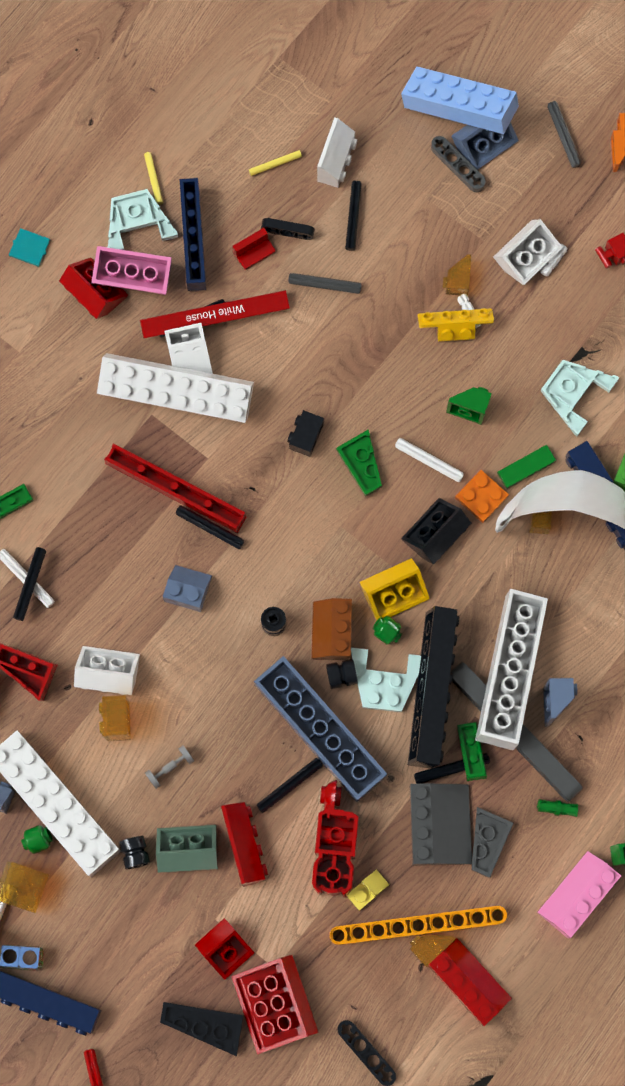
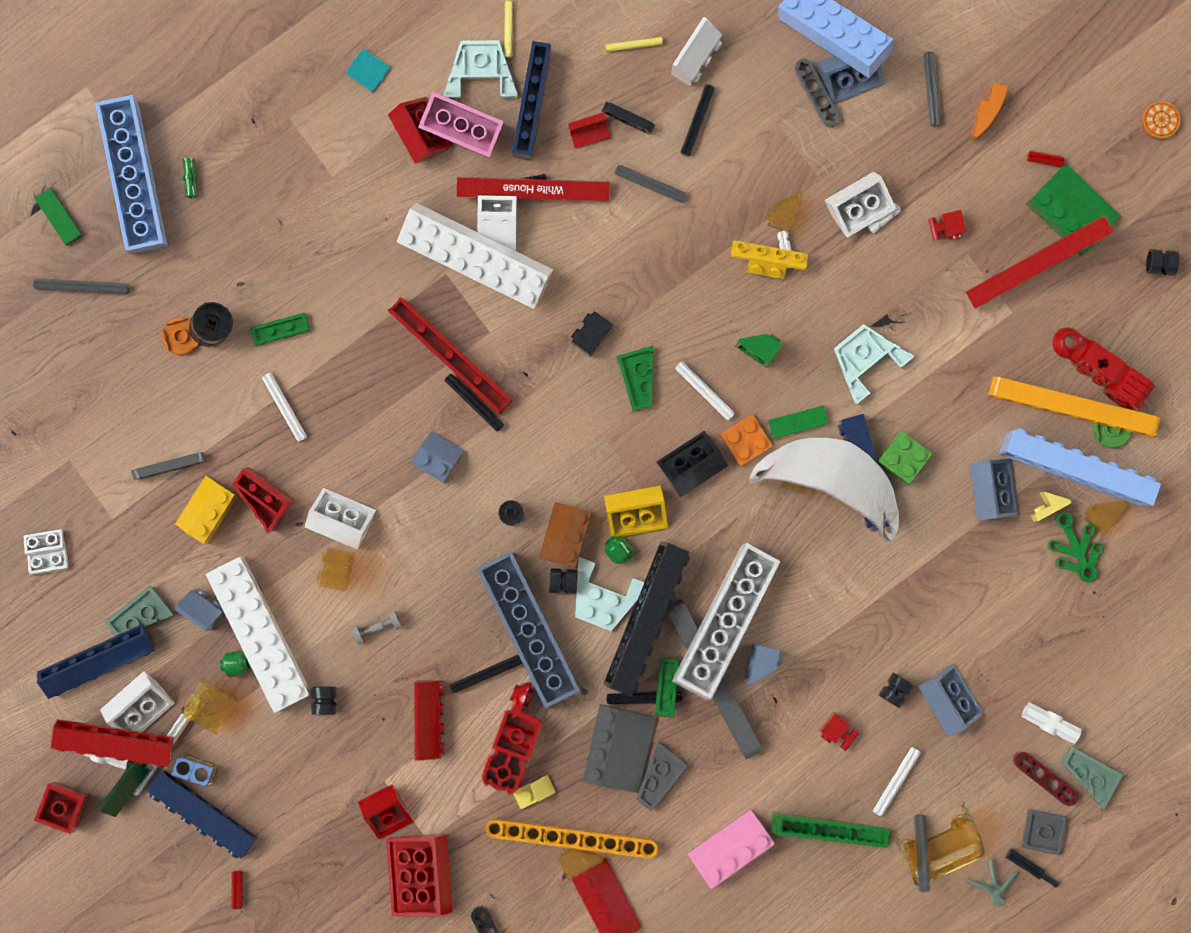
camera: 15 degrees right, 10 degrees up
(29, 584) = (286, 415): black axle -> none
(186, 848) = (373, 709): sand green slope -> none
(206, 1025) = (354, 879): black wing -> none
(557, 807) = (734, 762): green pin -> none

